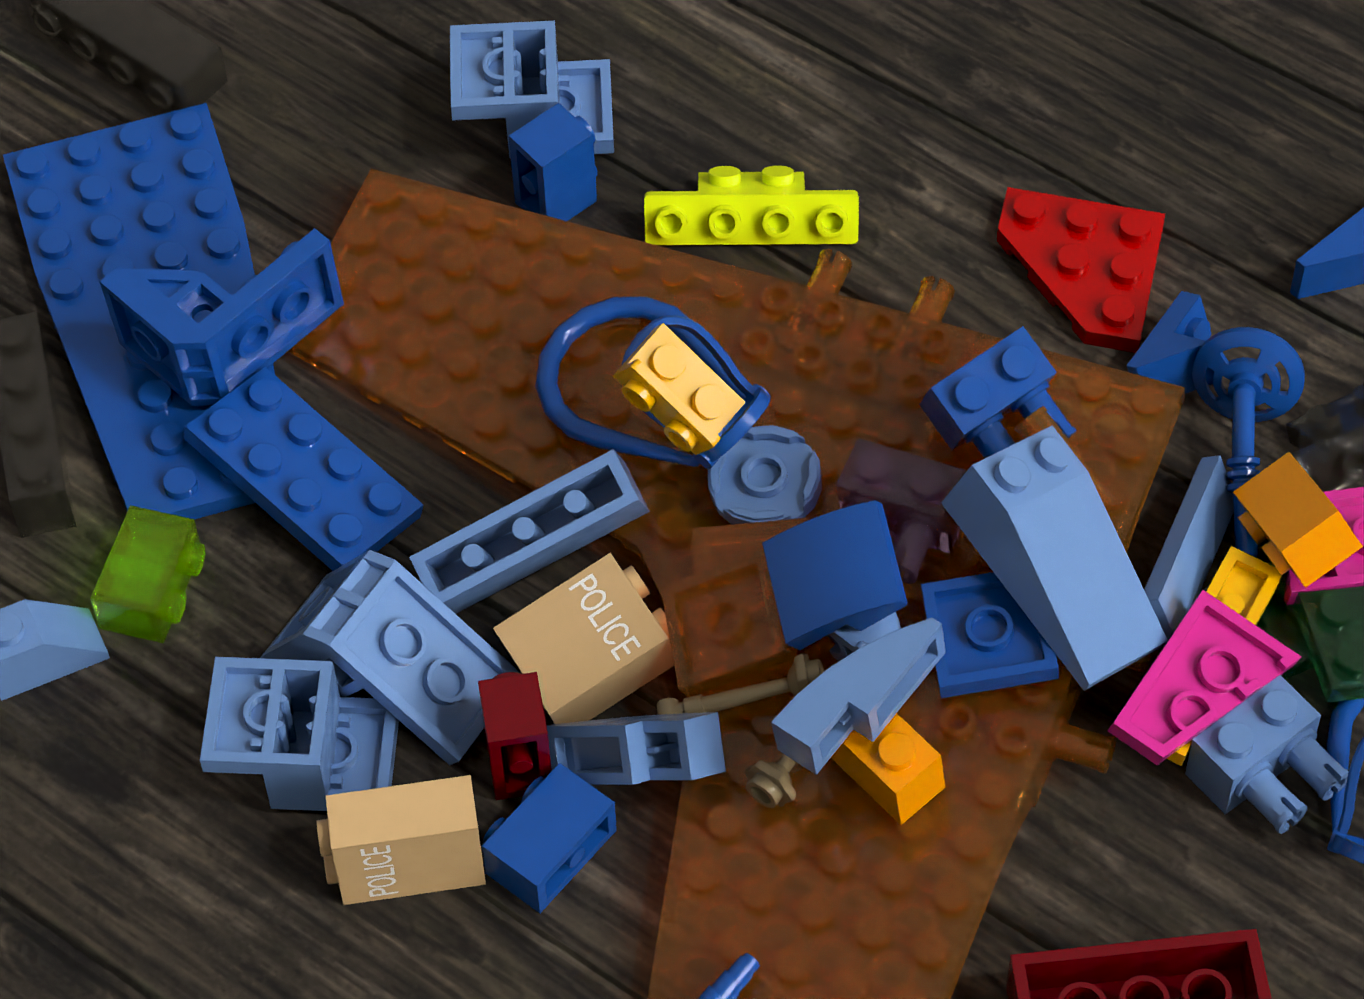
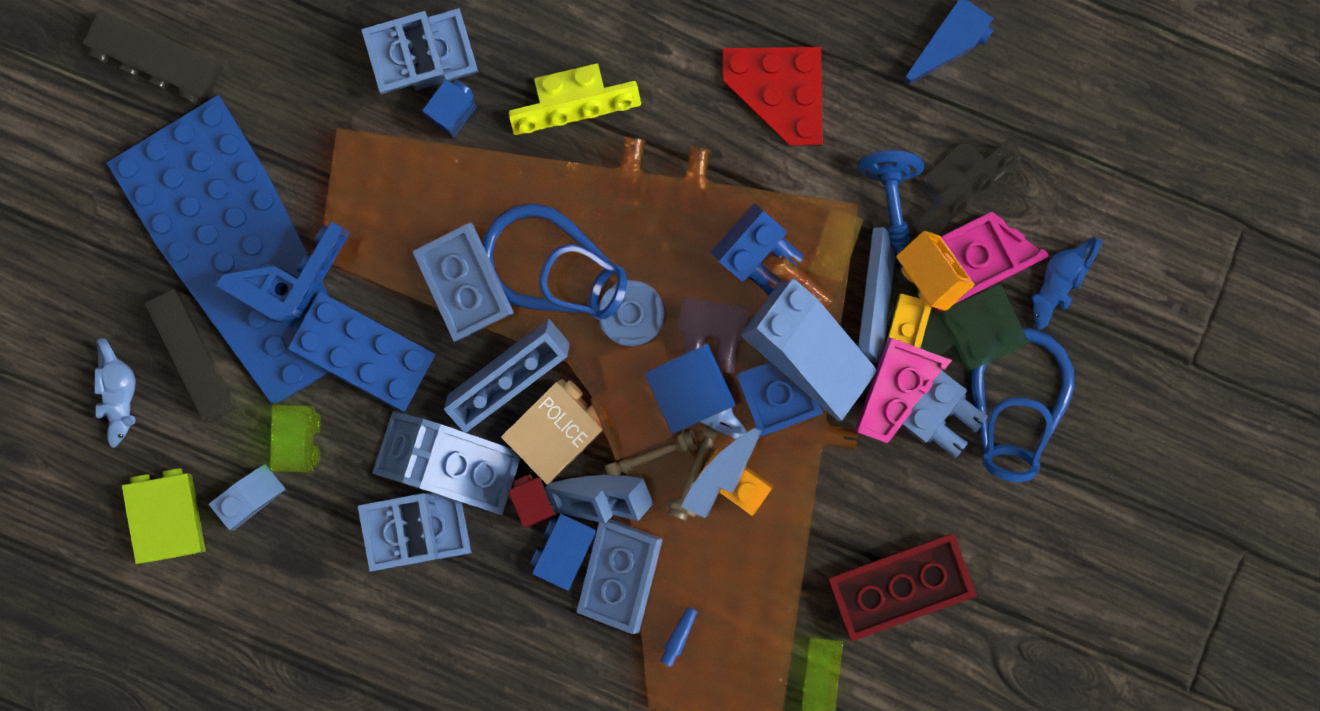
camera: 15 degrees left, 30 degrees up
(402, 840) = (488, 580): tan brick -> none
(499, 383) = (463, 282): none -> medium blue plate
(635, 884) = (619, 576): none -> medium blue plate
(678, 391) = (575, 292): yellow bracket -> none
(1136, 430) = (836, 245): none -> clear yellow hinge
(1174, 343) = (841, 159): blue slope -> none

